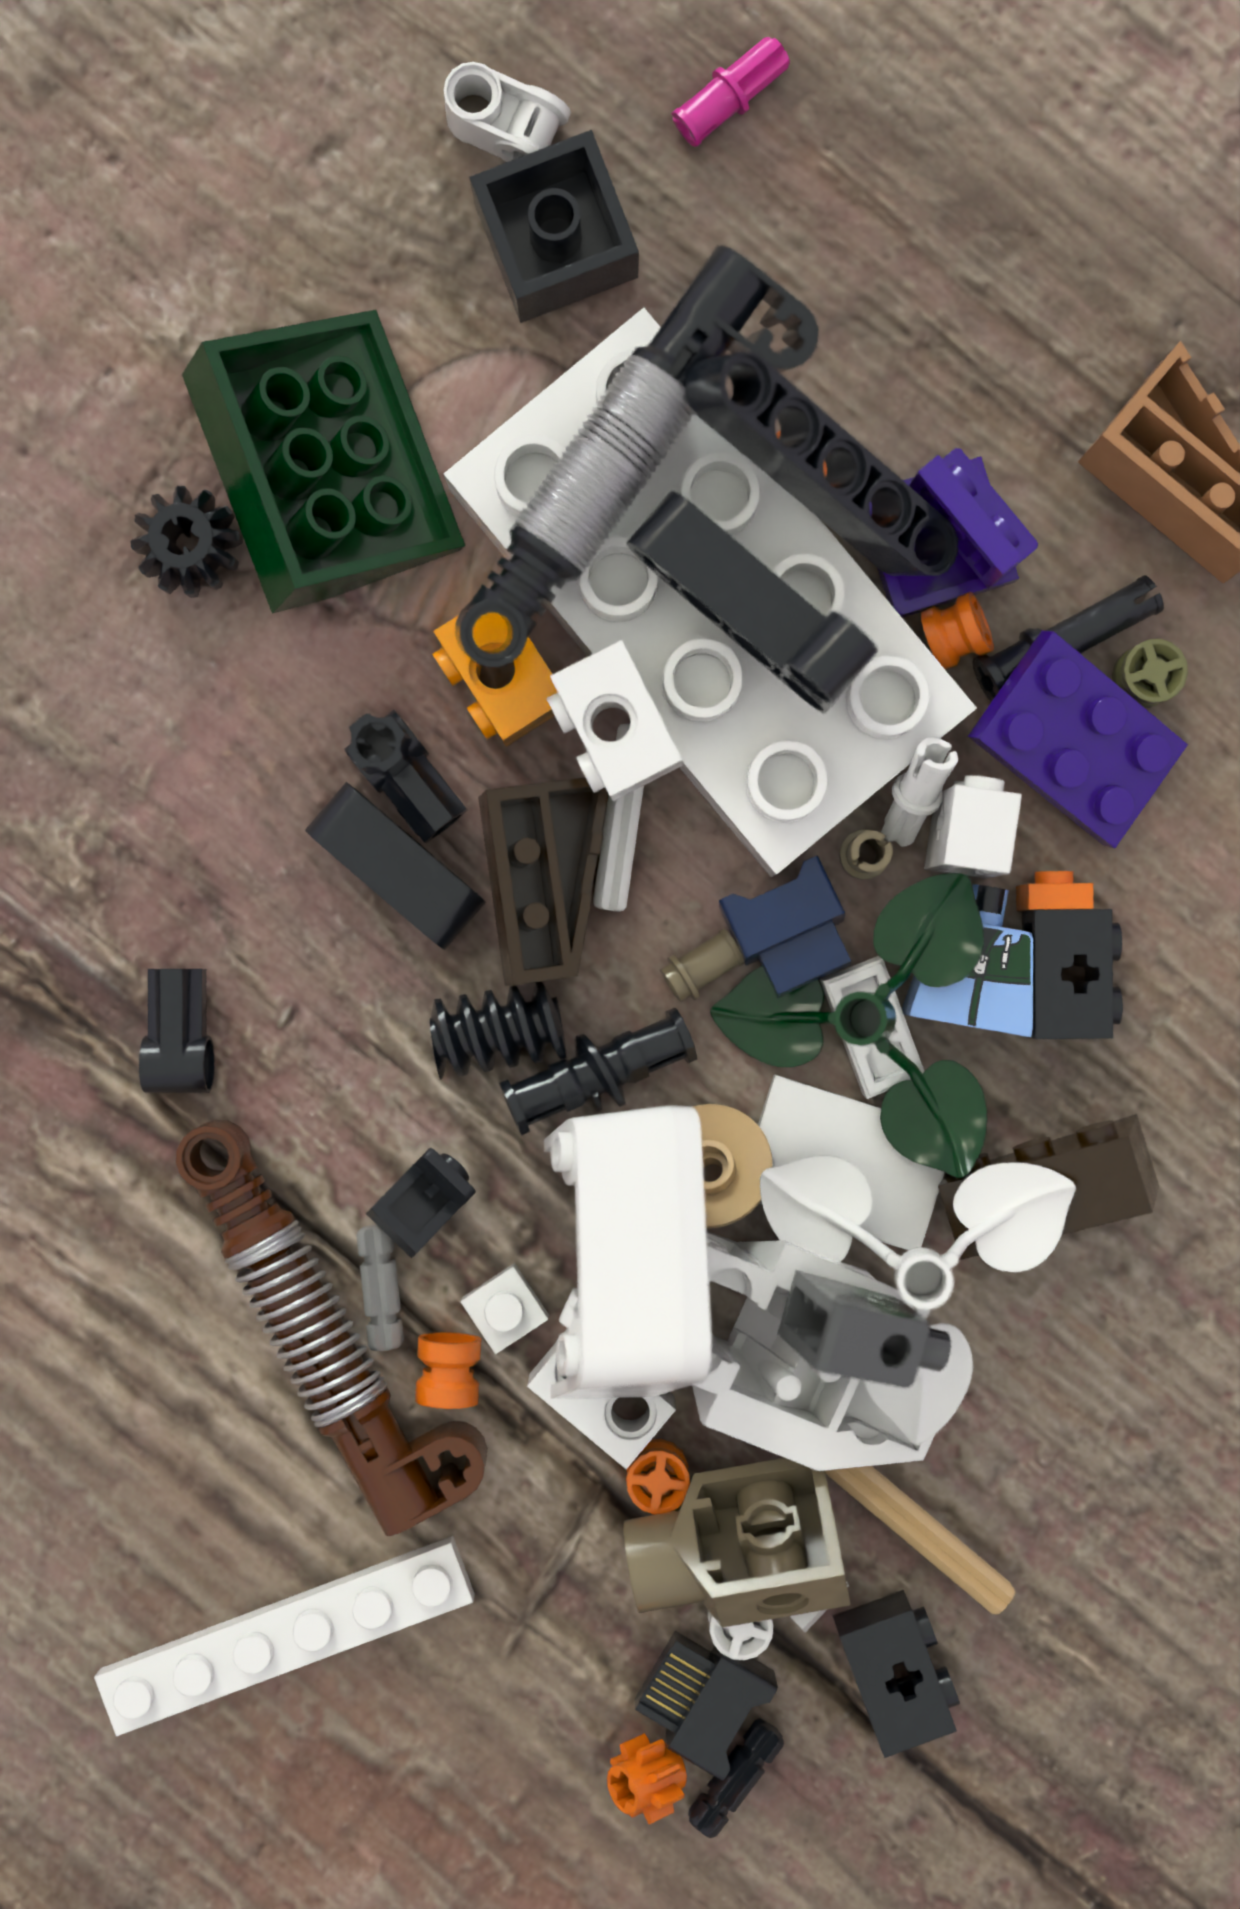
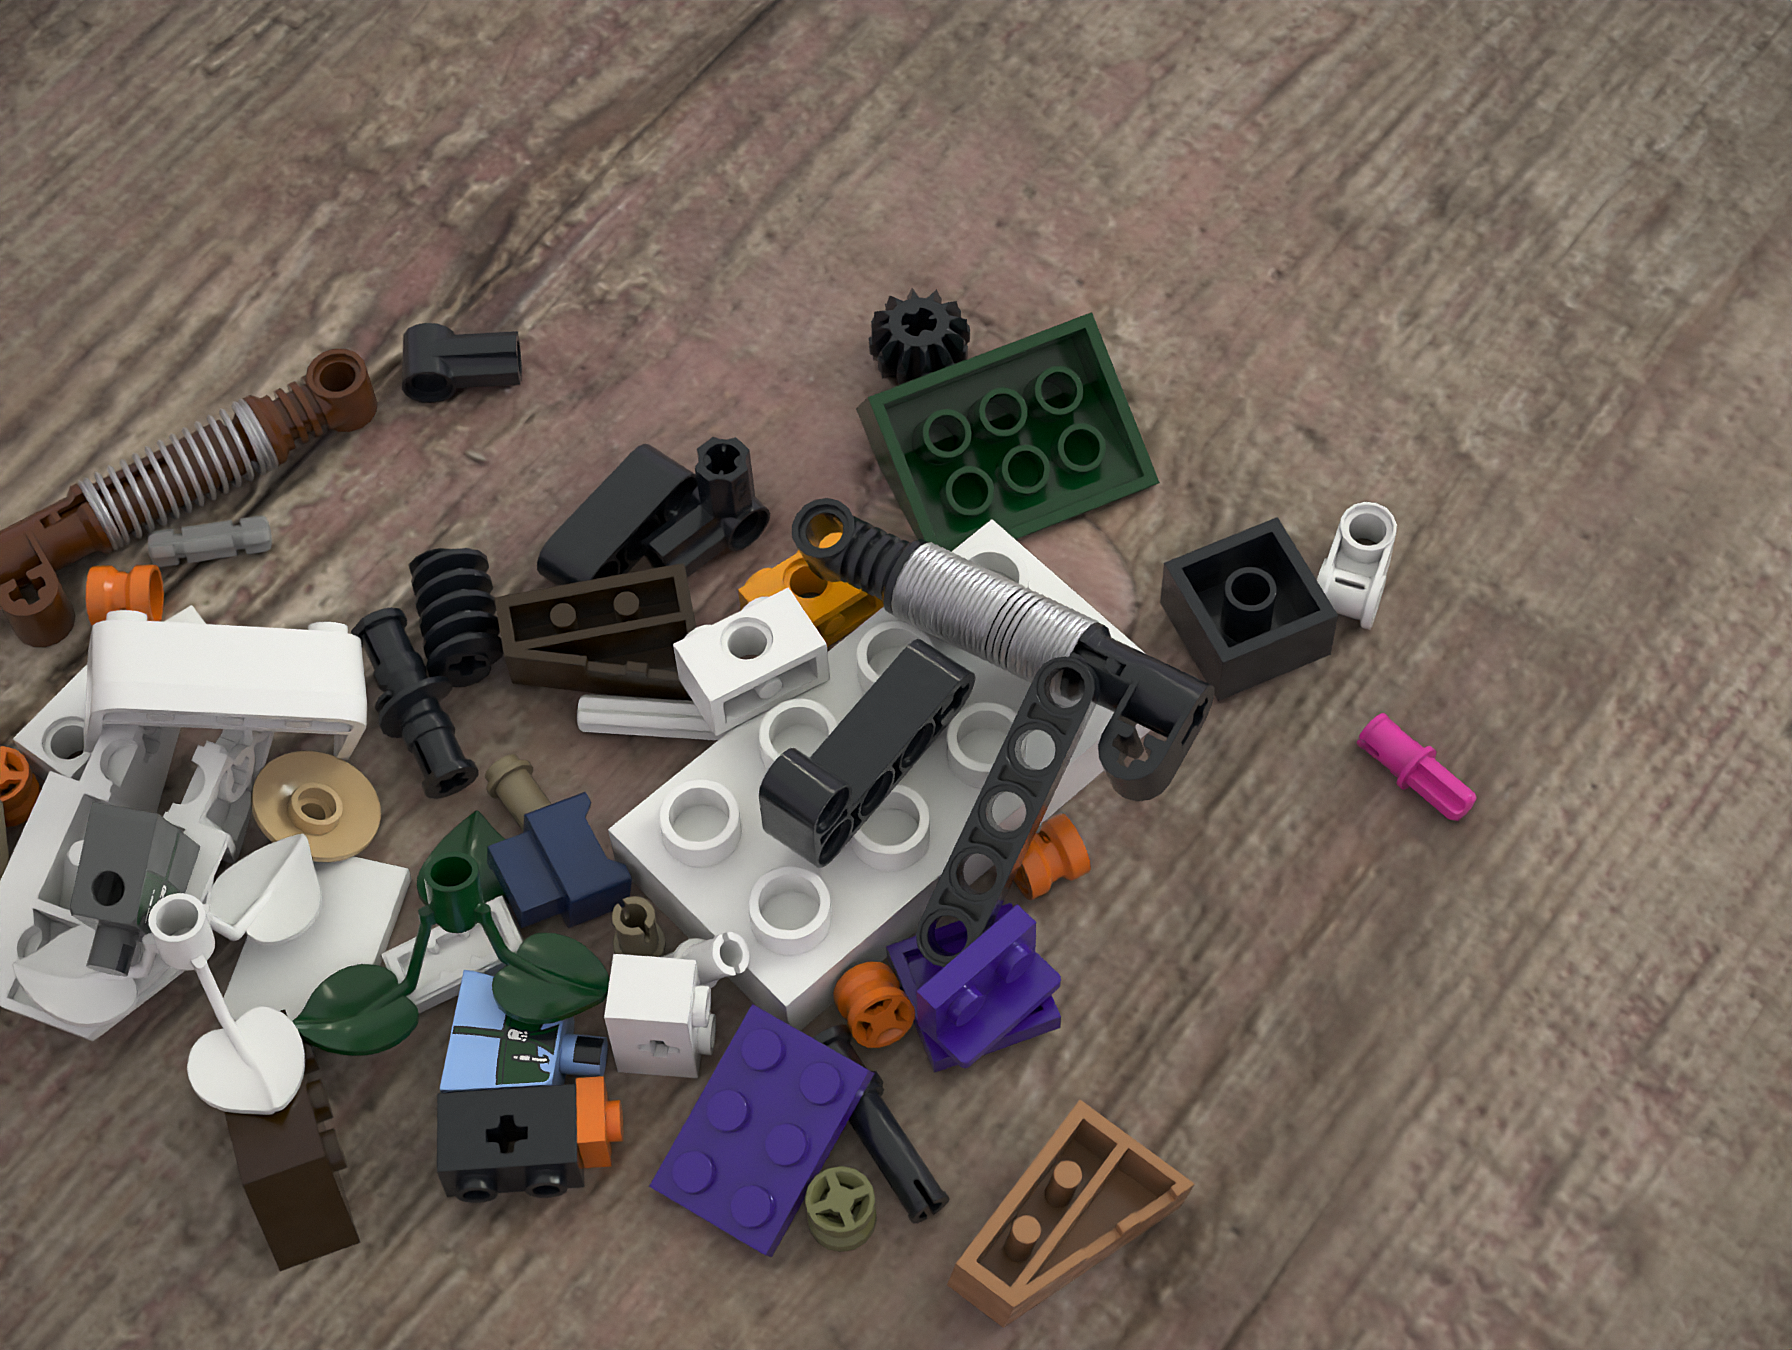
camera: 85 degrees right, 30 degrees down
(422, 1200) = (290, 563): black bracket -> none

